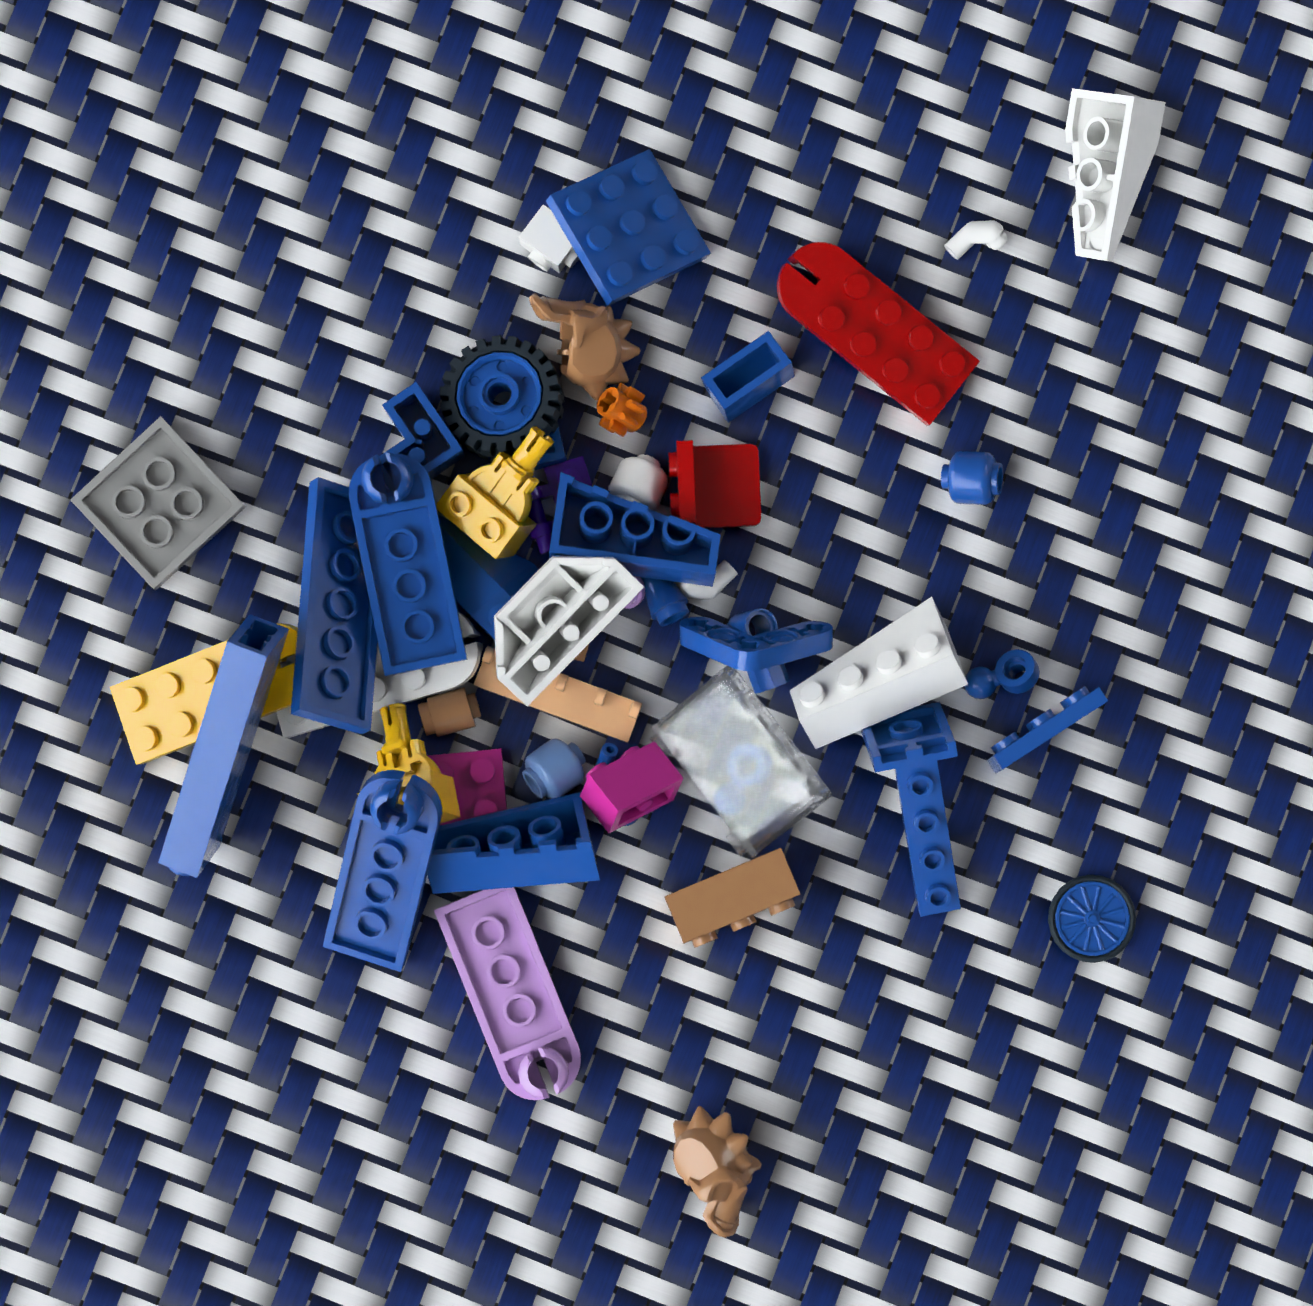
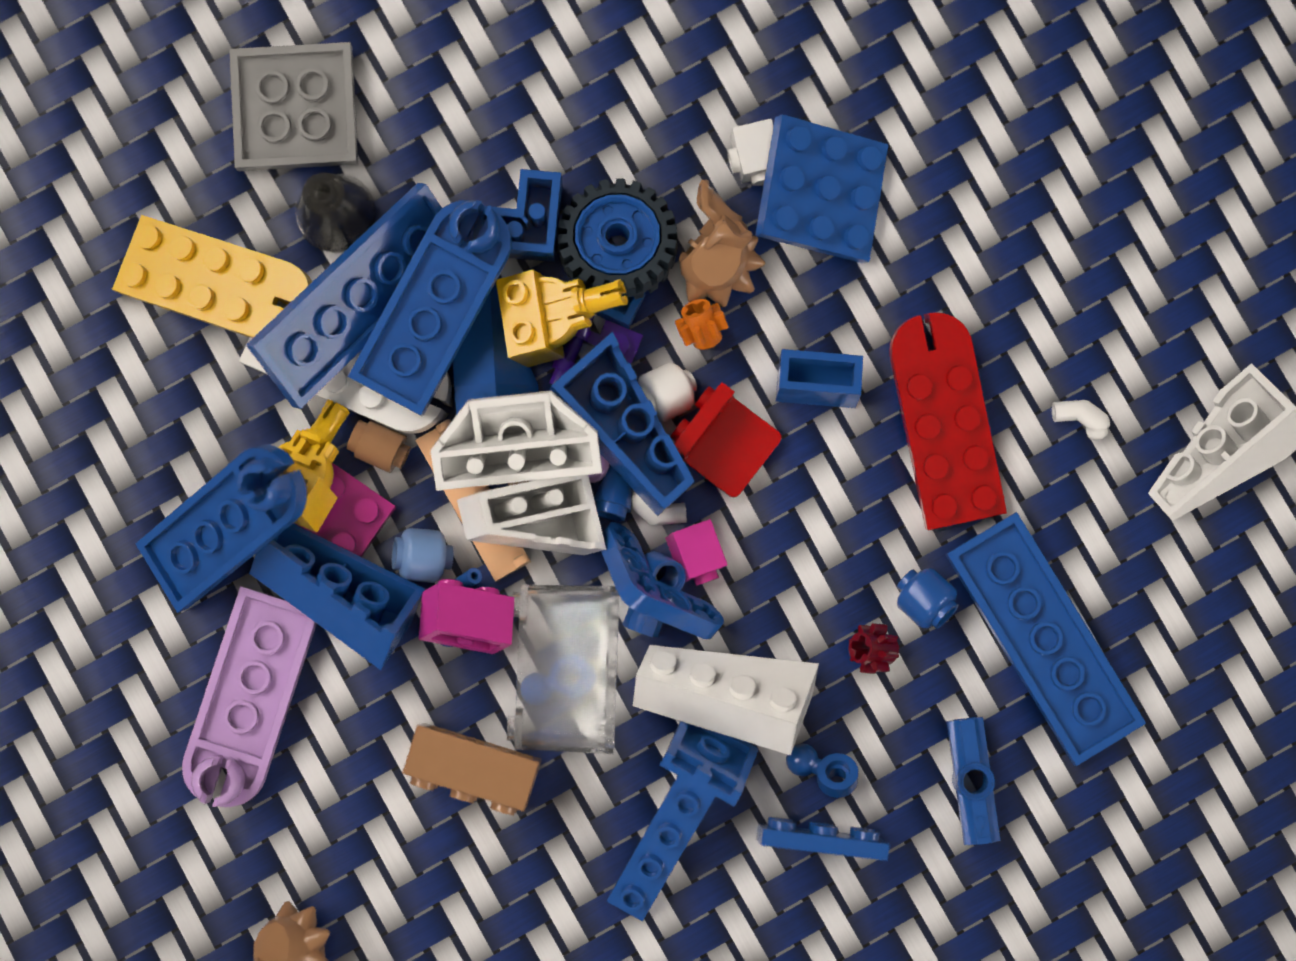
camera: 30 degrees right, 0 degrees up
(223, 745) = (178, 326): brick -> none
(269, 569) = (334, 211): none -> clear smoke cone
(619, 663) = (536, 515): none -> white wedge
(766, 588) = (697, 552): none -> dark pink brick
(964, 550) = (873, 648): none -> dark red gear
(1089, 433) = (1045, 639): none -> blue plate
(1145, 608) = (975, 808): none -> blue piece

